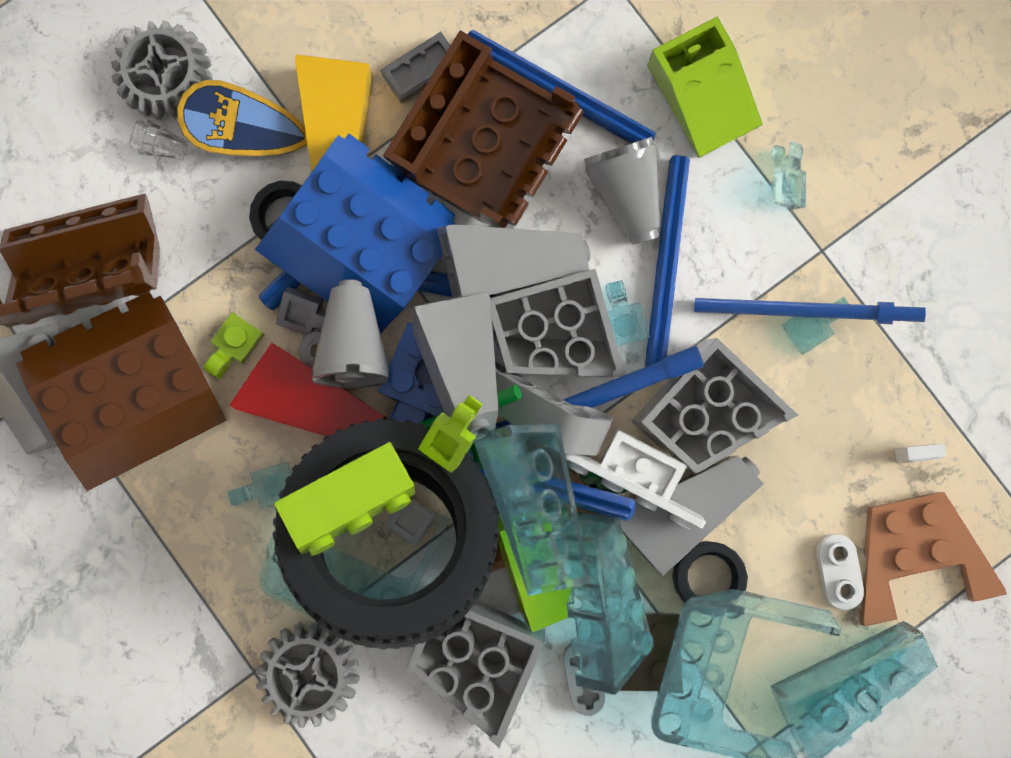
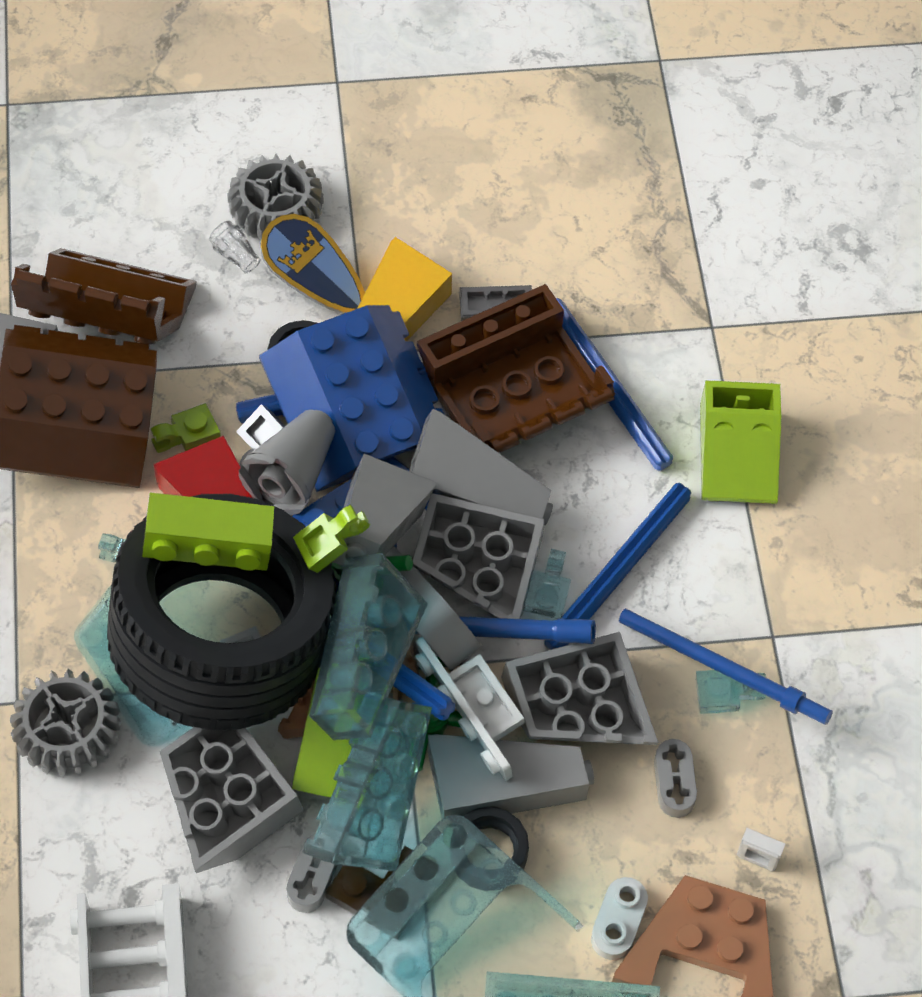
camera: 30 degrees right, 25 degrees down
(629, 187) = (620, 481): light grey cone -> none
(788, 178) = (772, 555): clear light blue plate -> none
(824, 421) = (666, 779): none -> light grey beam

